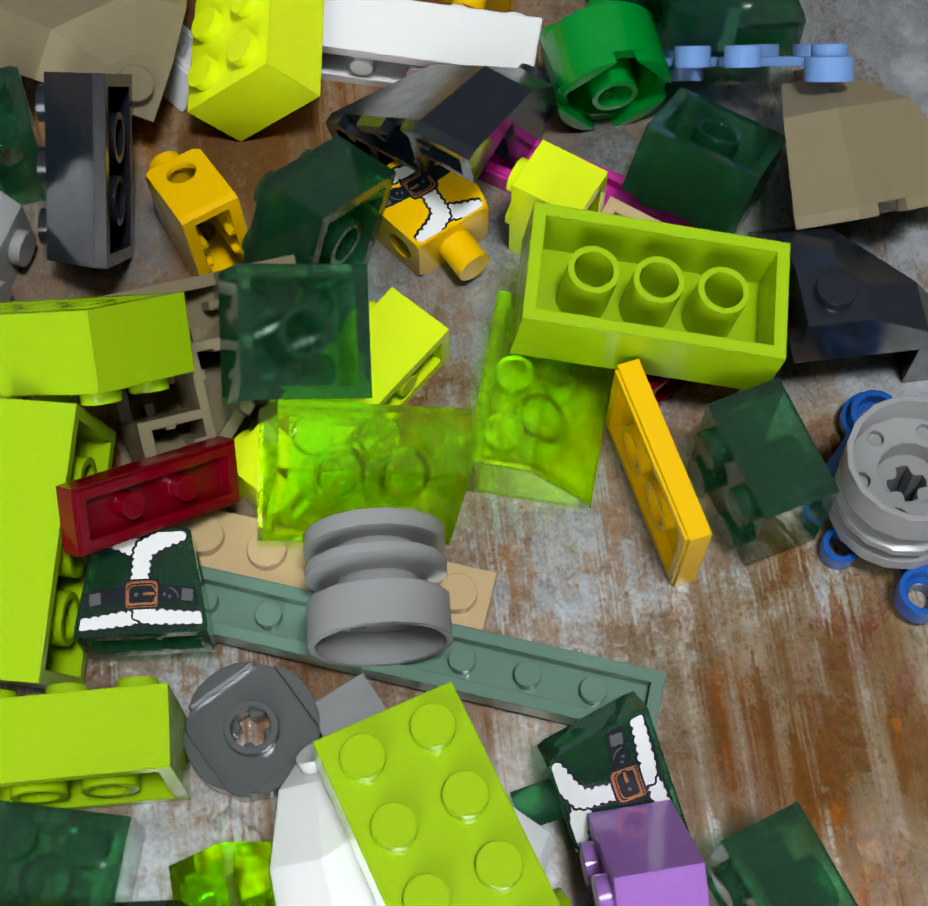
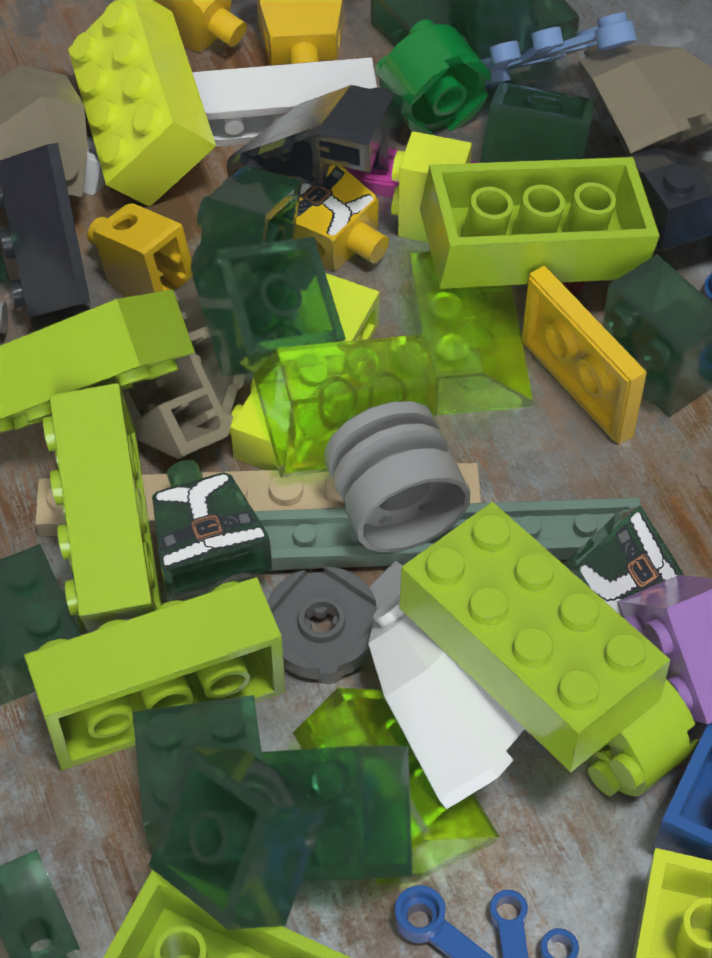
camera: 15 degrees left, 10 degrees down
(147, 495) = (188, 451): dark red tile -> none

